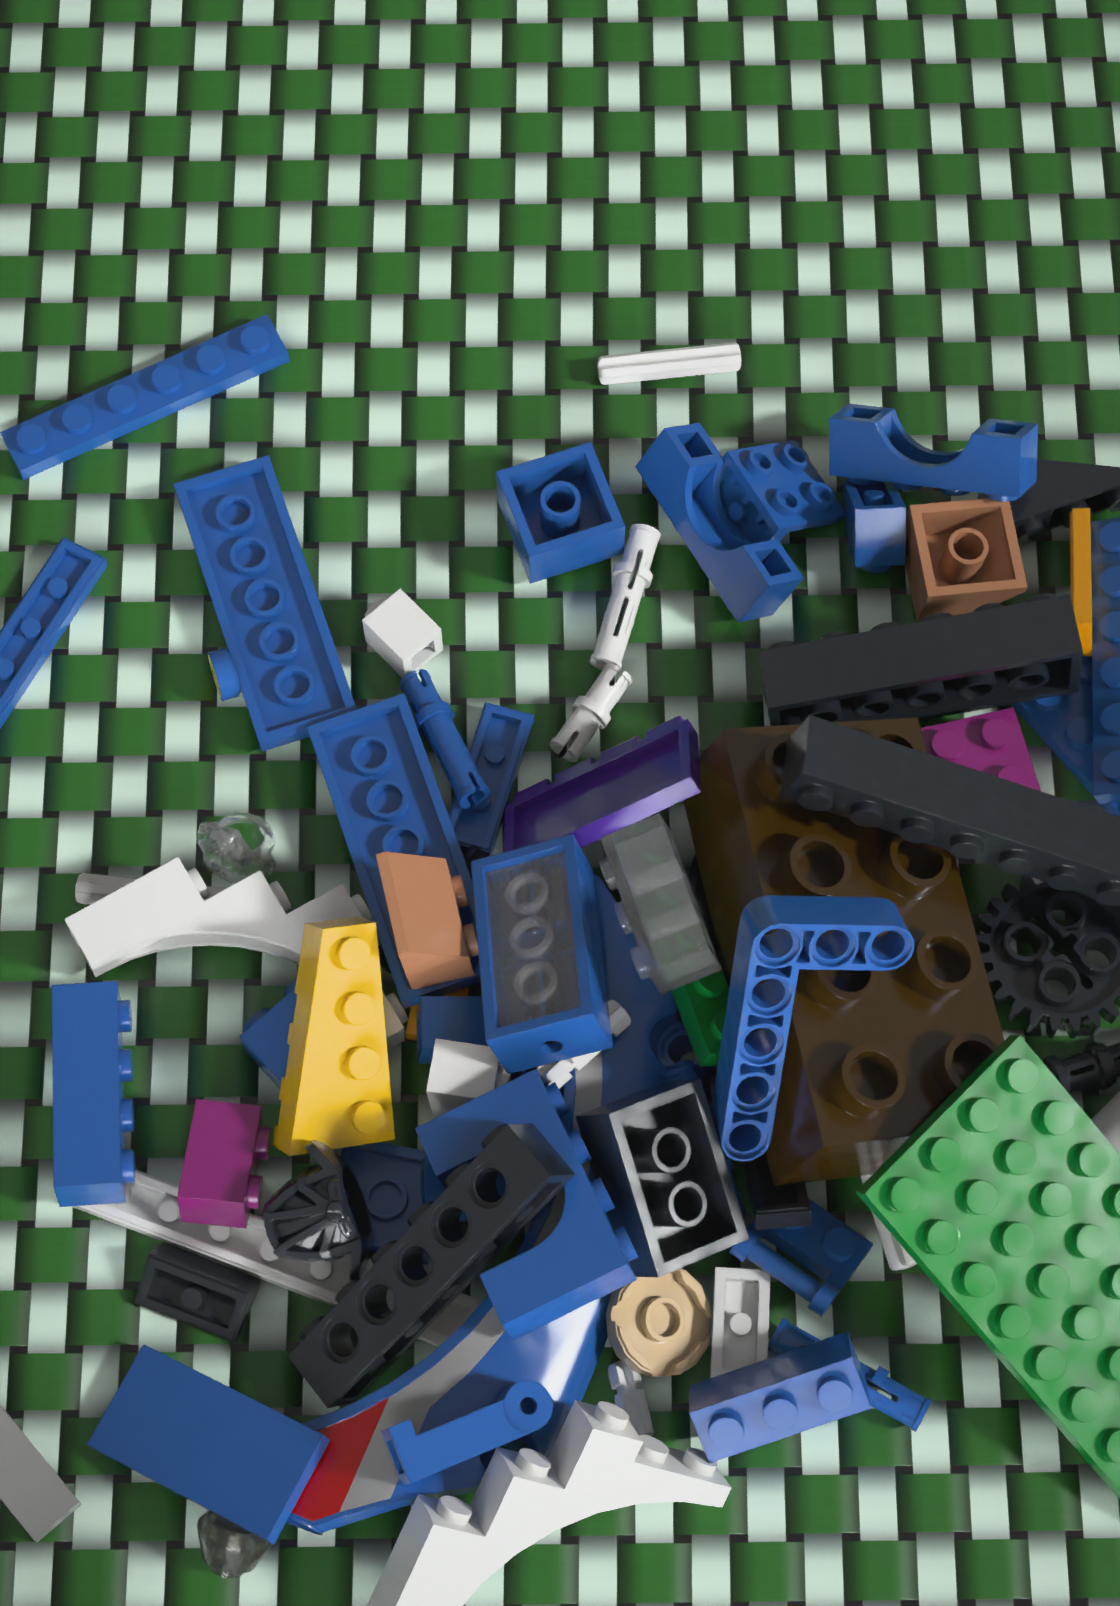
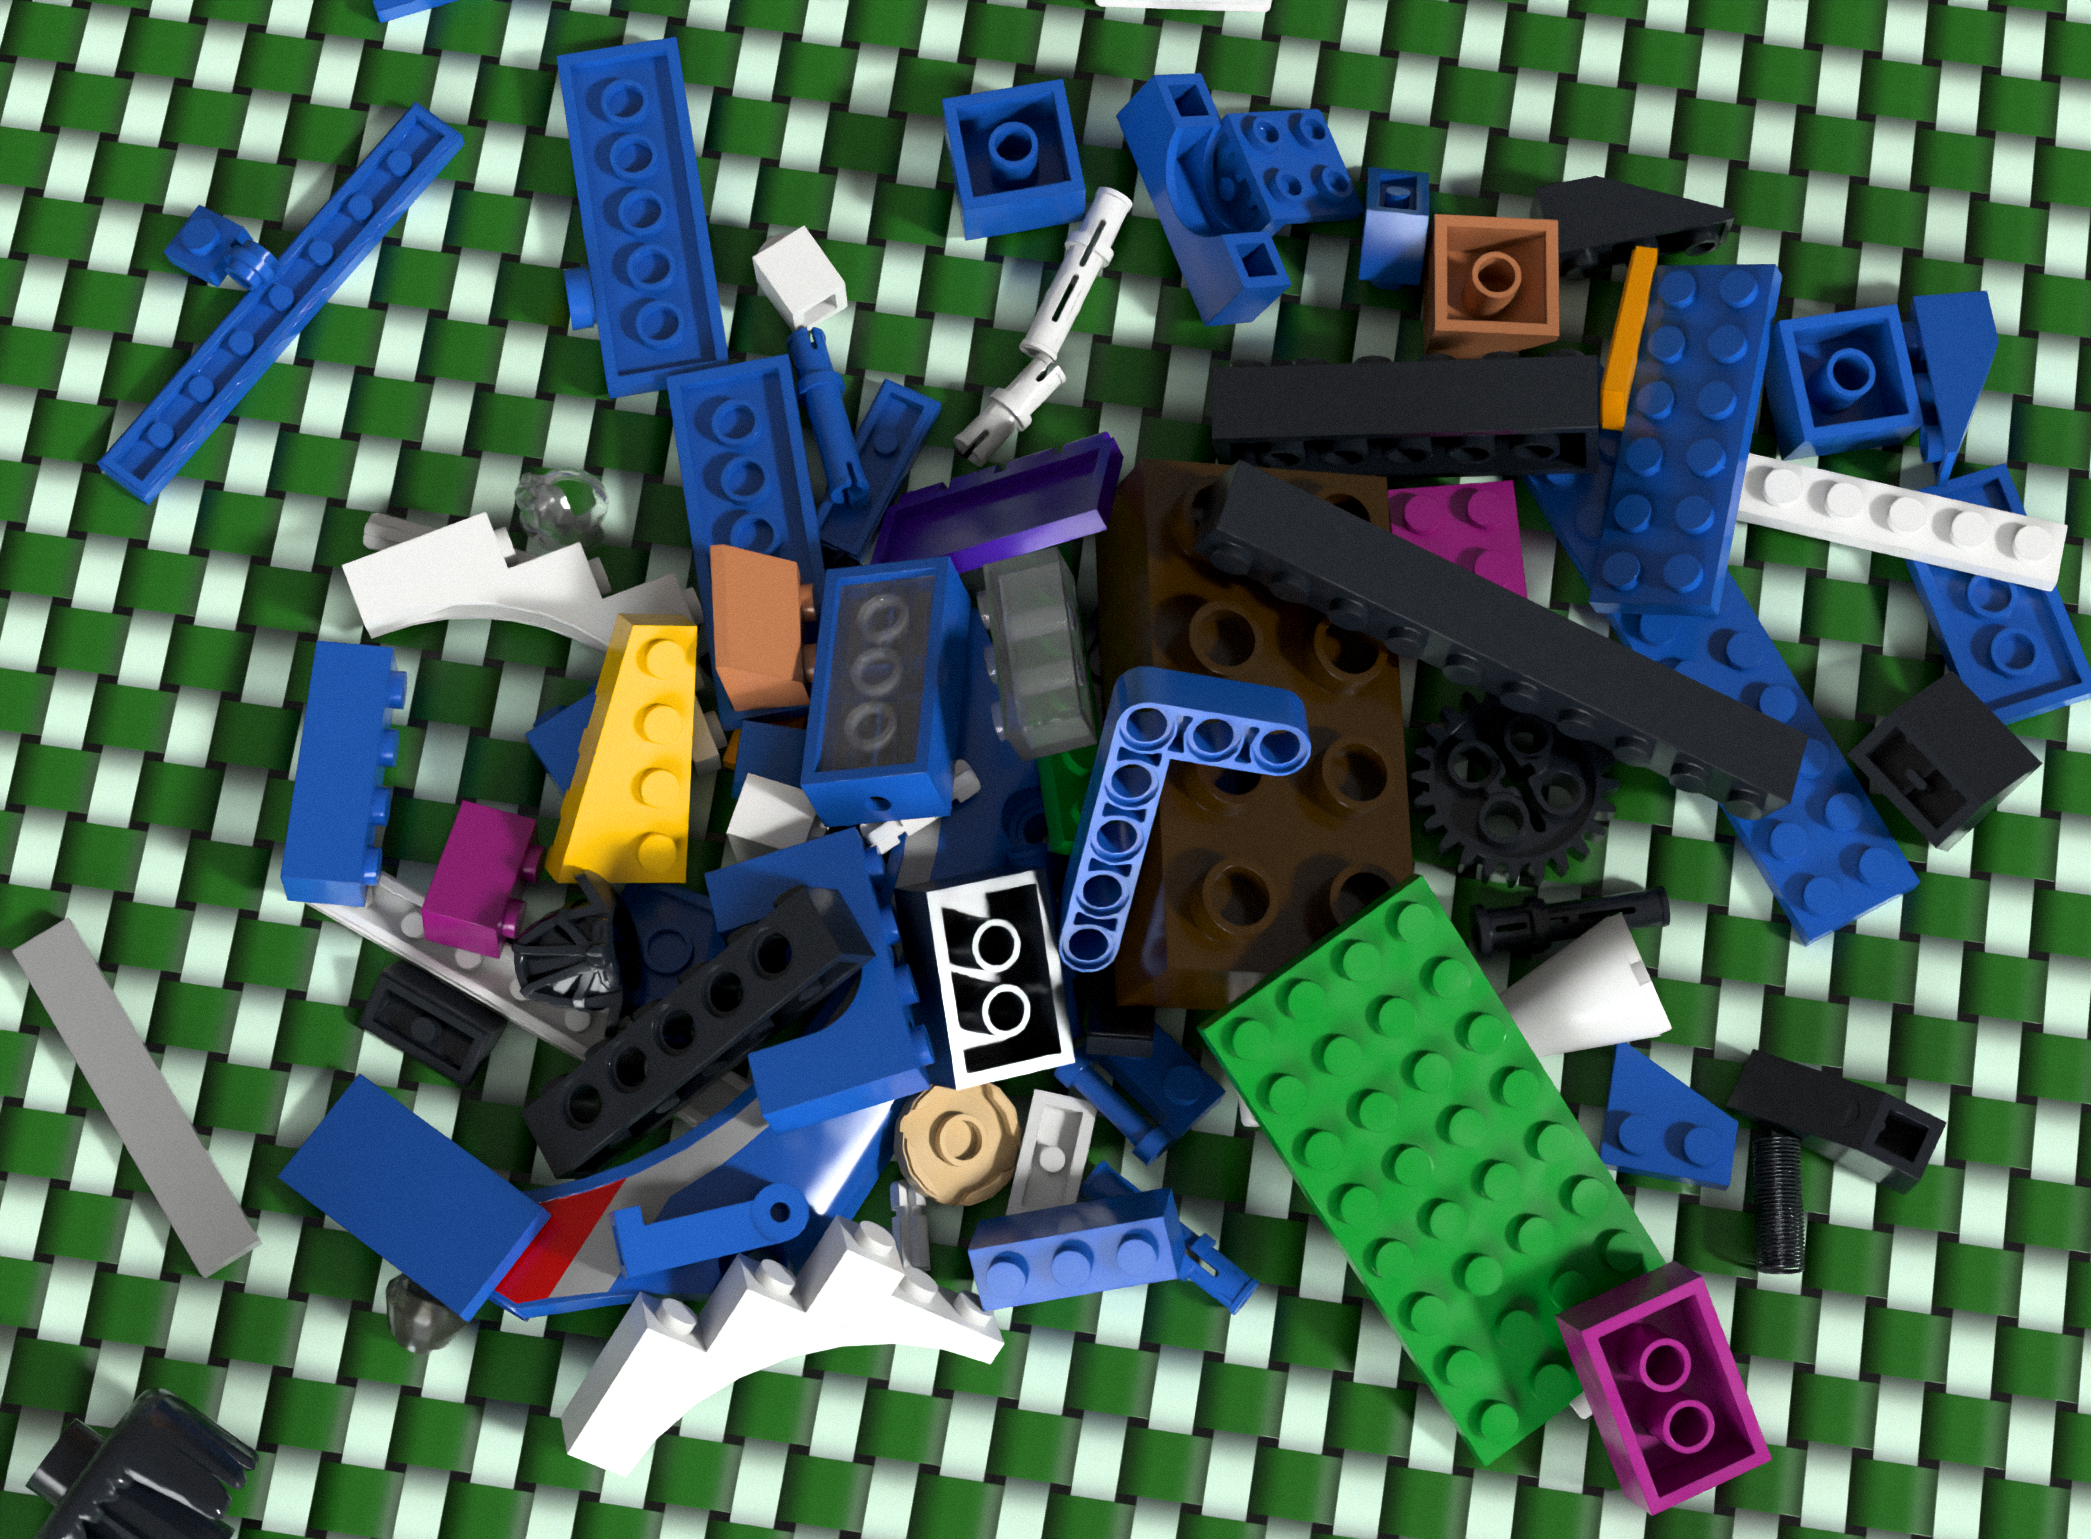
camera: 10 degrees right, 5 degrees up
(873, 446) = (1409, 134): blue arch -> none

